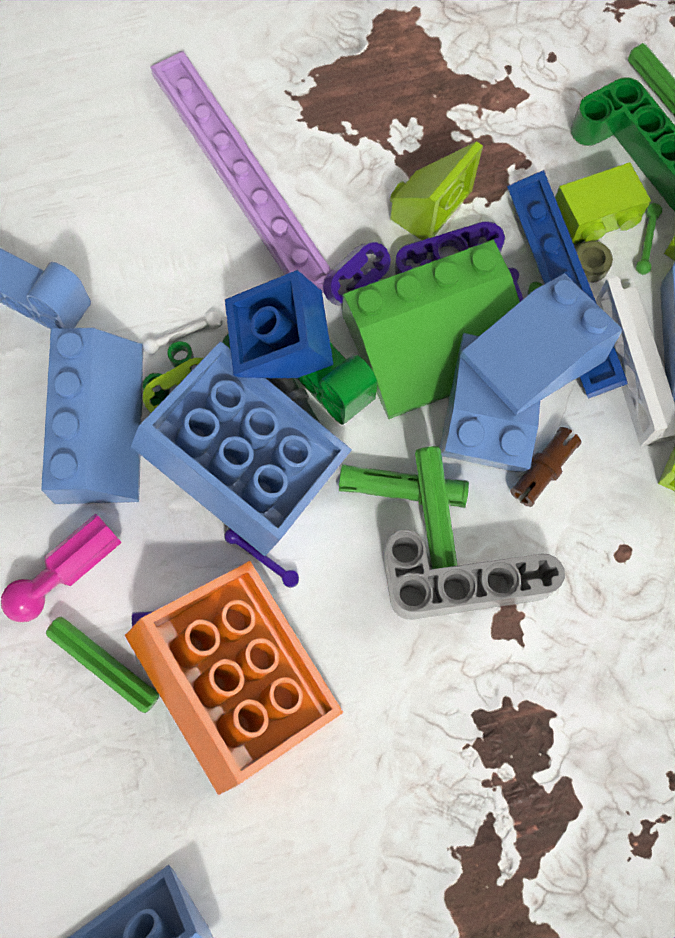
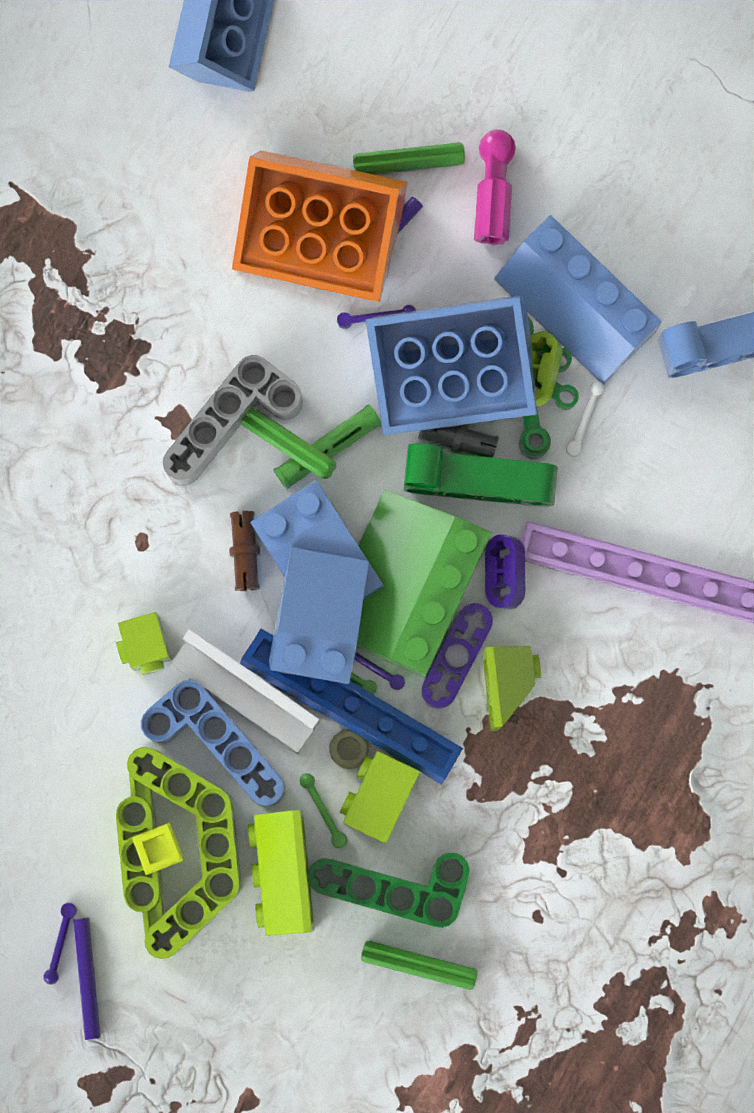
camera: 140 degrees right, 10 degrees up
(278, 329) = (504, 457): blue slope -> none

